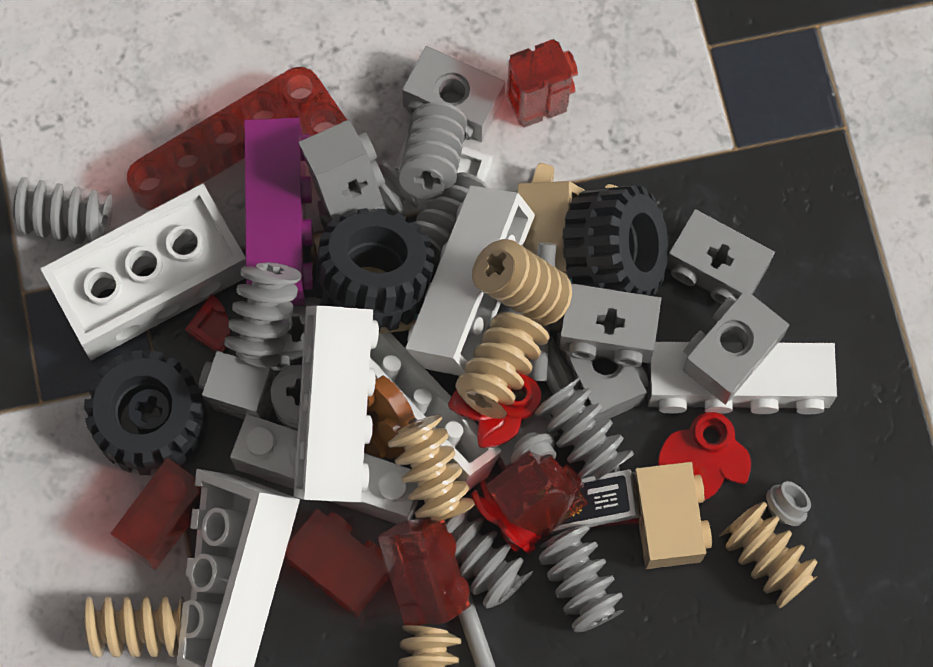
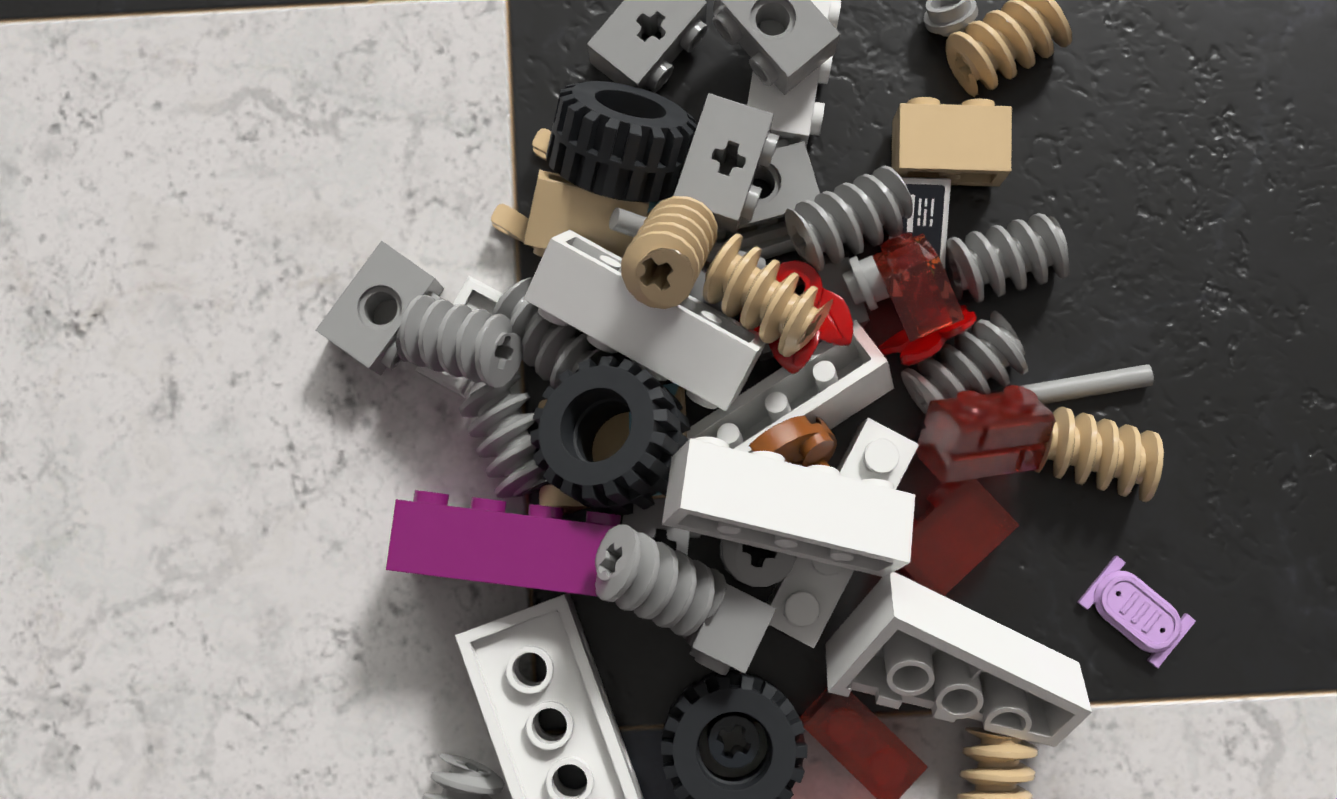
camera: 75 degrees left, 10 degrees up
(210, 326) = (628, 649): red tile -> none
(216, 157) = (367, 579): clear red beam -> none
(343, 169) = (480, 452): light grey brick -> none
(431, 469) = (879, 404): tan piece -> none
(540, 82) = (390, 197): clear red brick -> none
(710, 460) = (885, 86): red plate -> none

